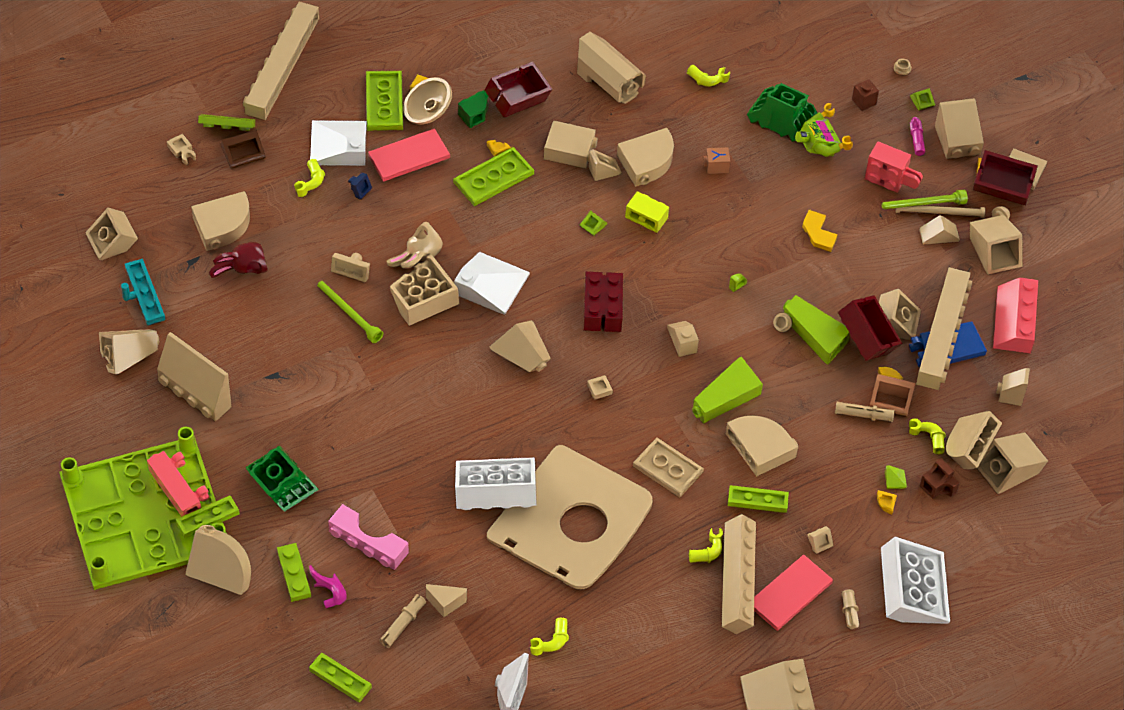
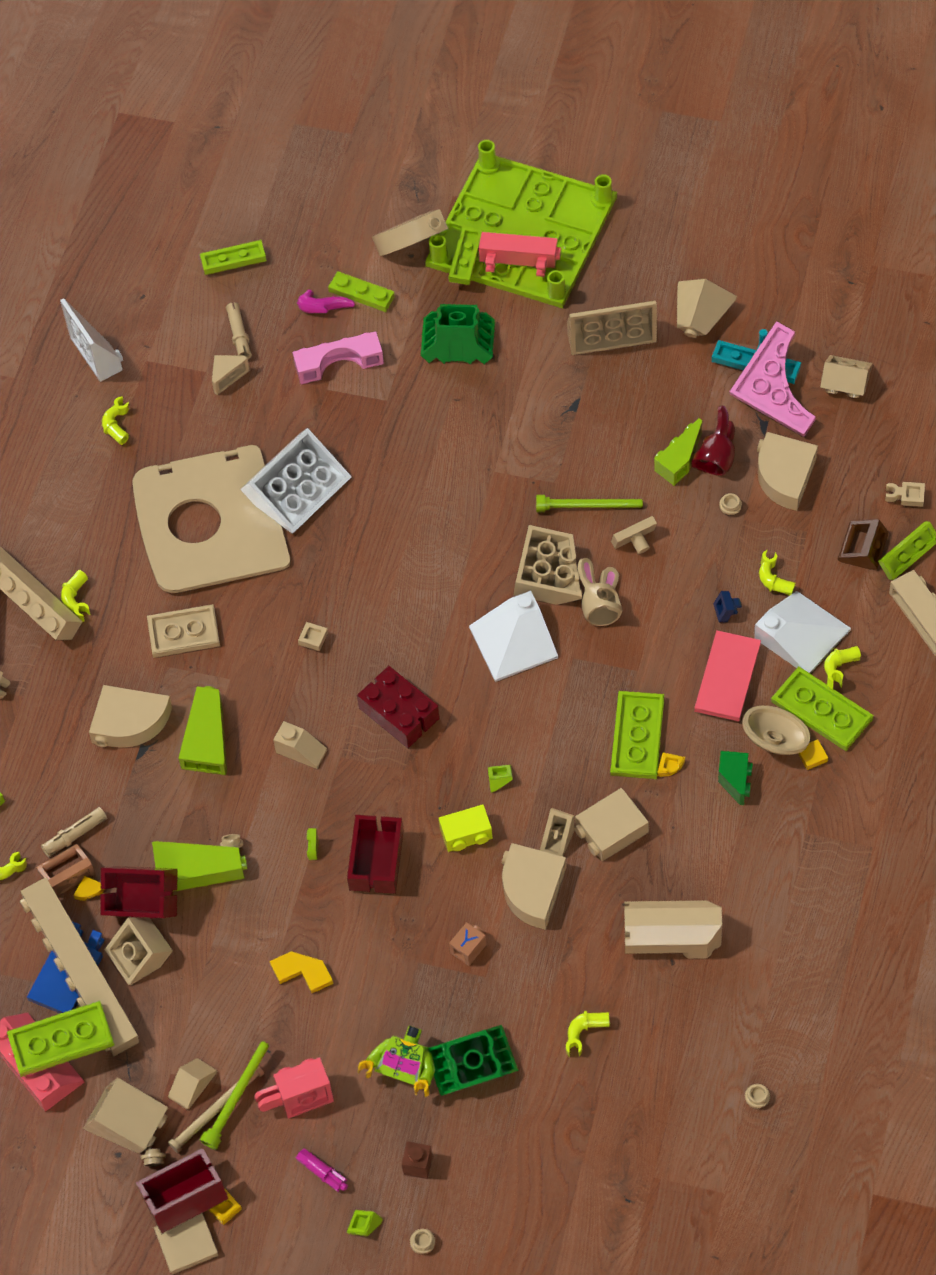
camera: 140 degrees right, 5 degrees up
(162, 268) = (765, 383): none -> bright pink plate
(263, 282) = (677, 457): none -> lime slope
(276, 234) = (730, 504): none -> tan plate
(347, 111) = (836, 659): none -> neon yellow piece
(518, 89) = (714, 816): dark red piece -> none
(523, 347) = (410, 602): tan slope -> none
(713, 238) = (375, 854): none -> dark red piece
(758, 499) = (80, 670): lime plate -> none
(959, 128) = (284, 1209): tan slope -> none
(996, 293) = (60, 1038): none -> lime tile

